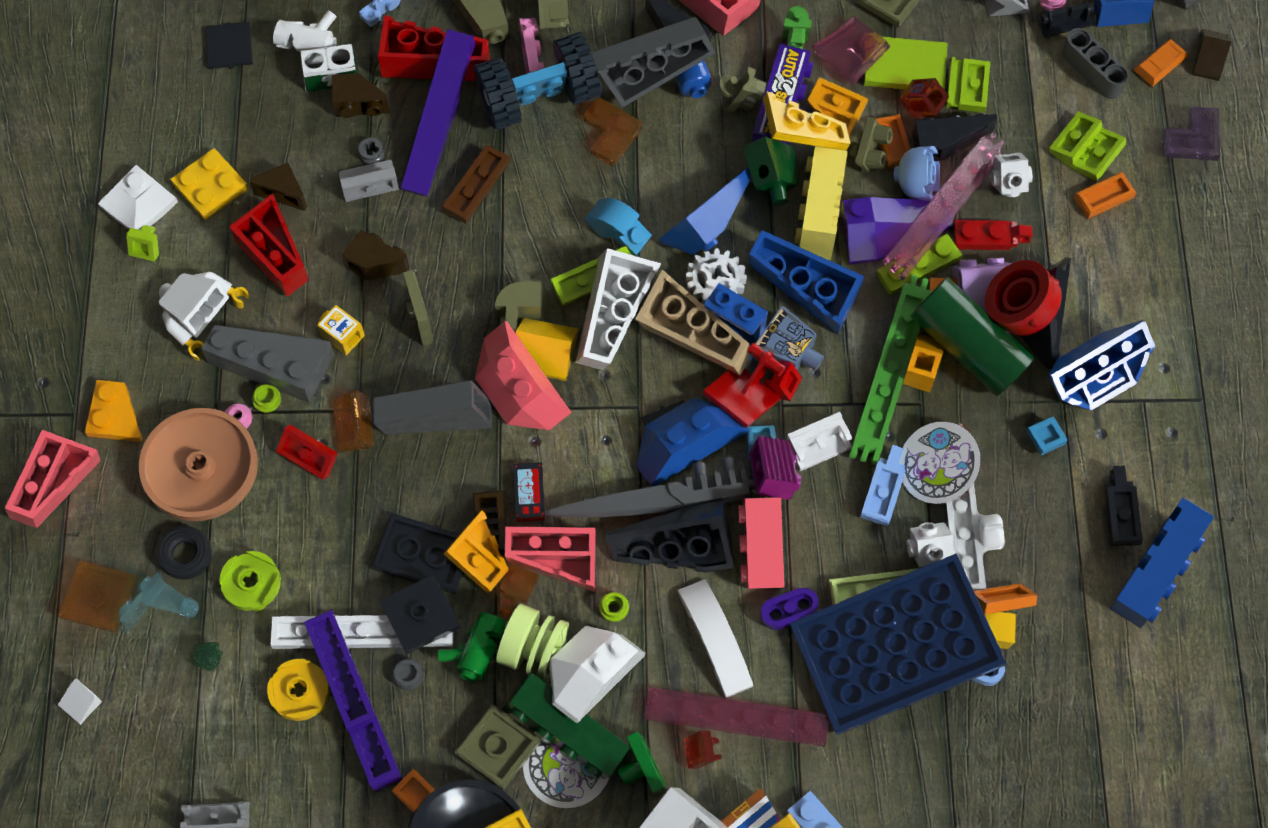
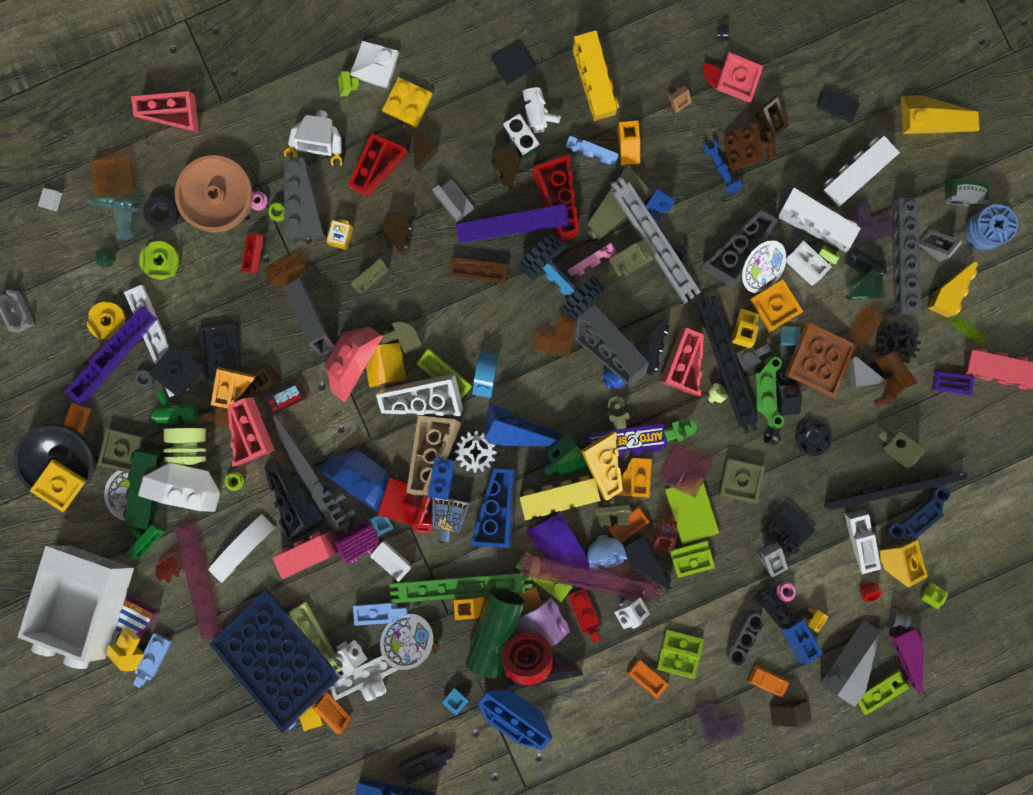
camera: 70 degrees right, 20 degrees up
(112, 413) = (229, 124): light orange wing -> none
(369, 143) = (469, 190): dark grey bush -> none
(788, 609) = (273, 588): dark purple plate -> none

